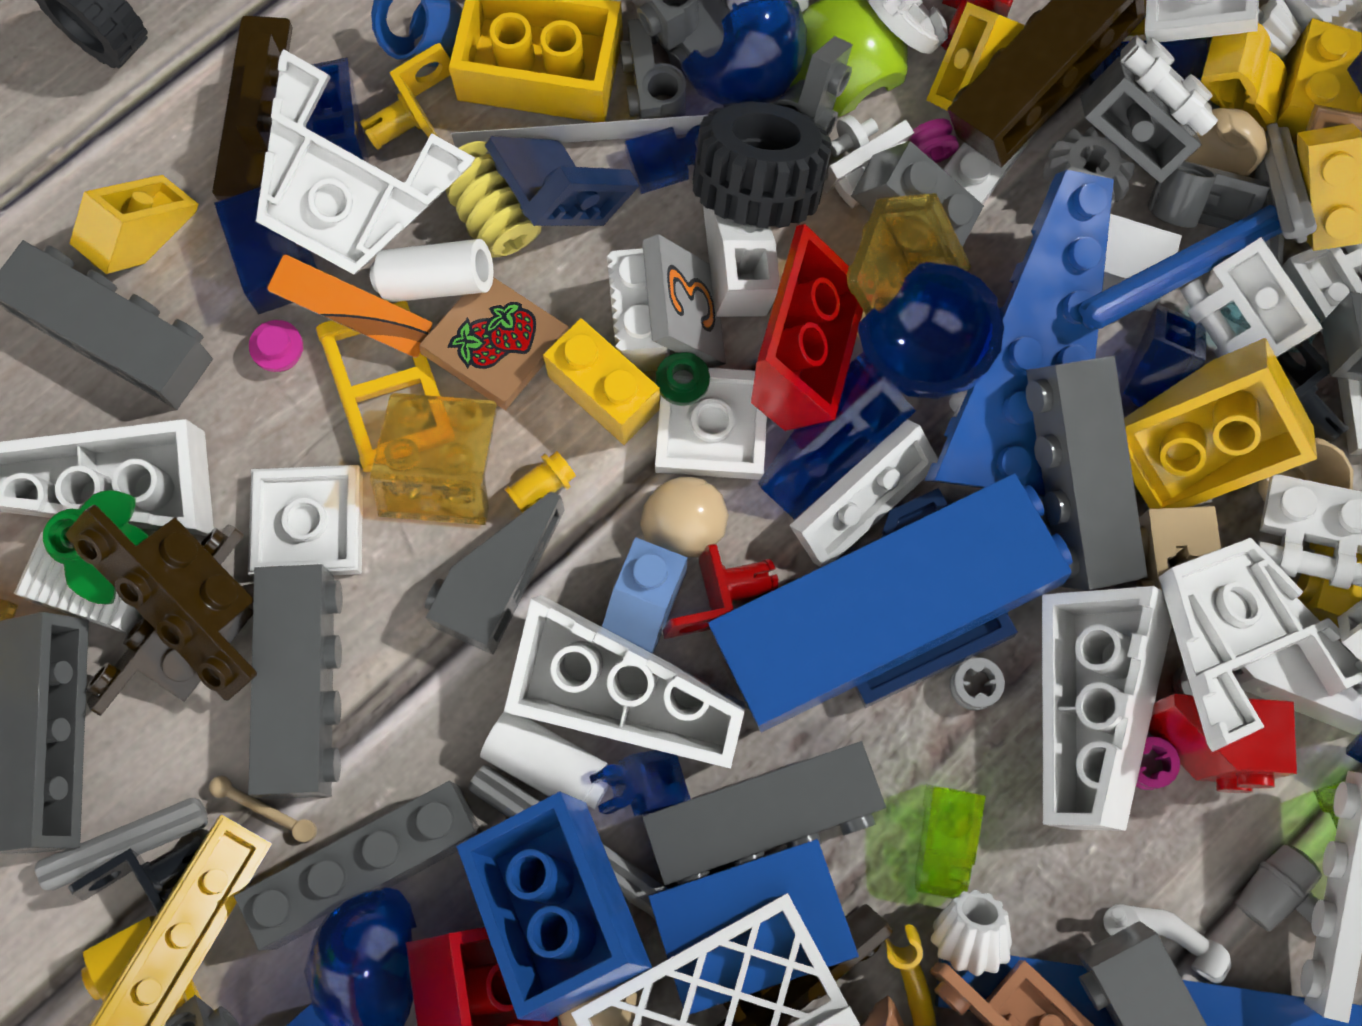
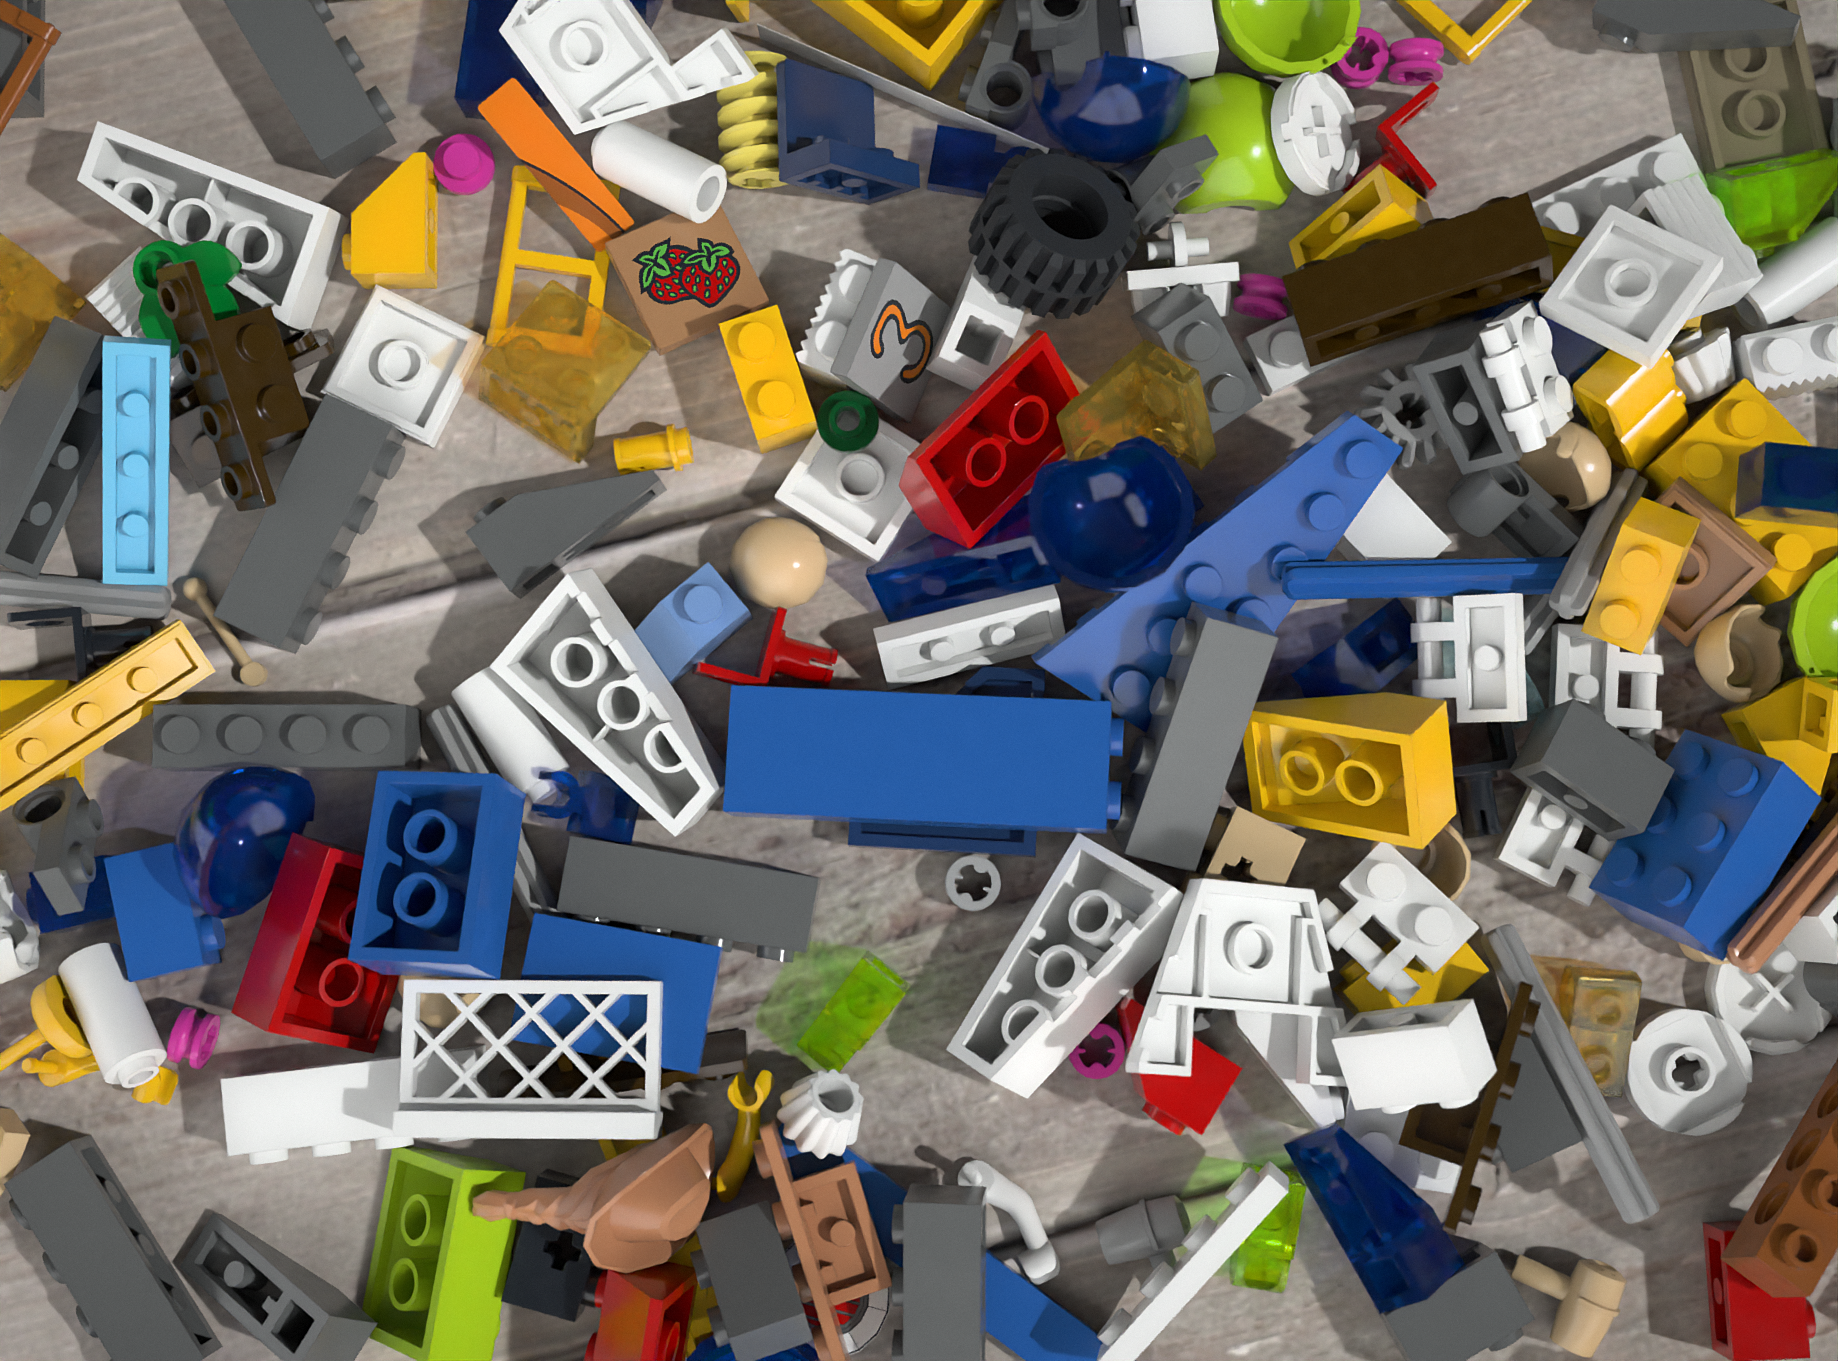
camera: 30 degrees right, 10 degrees up
(121, 701) = (136, 460): none -> medium azure plate
(247, 420) = (397, 230): none -> yellow slope

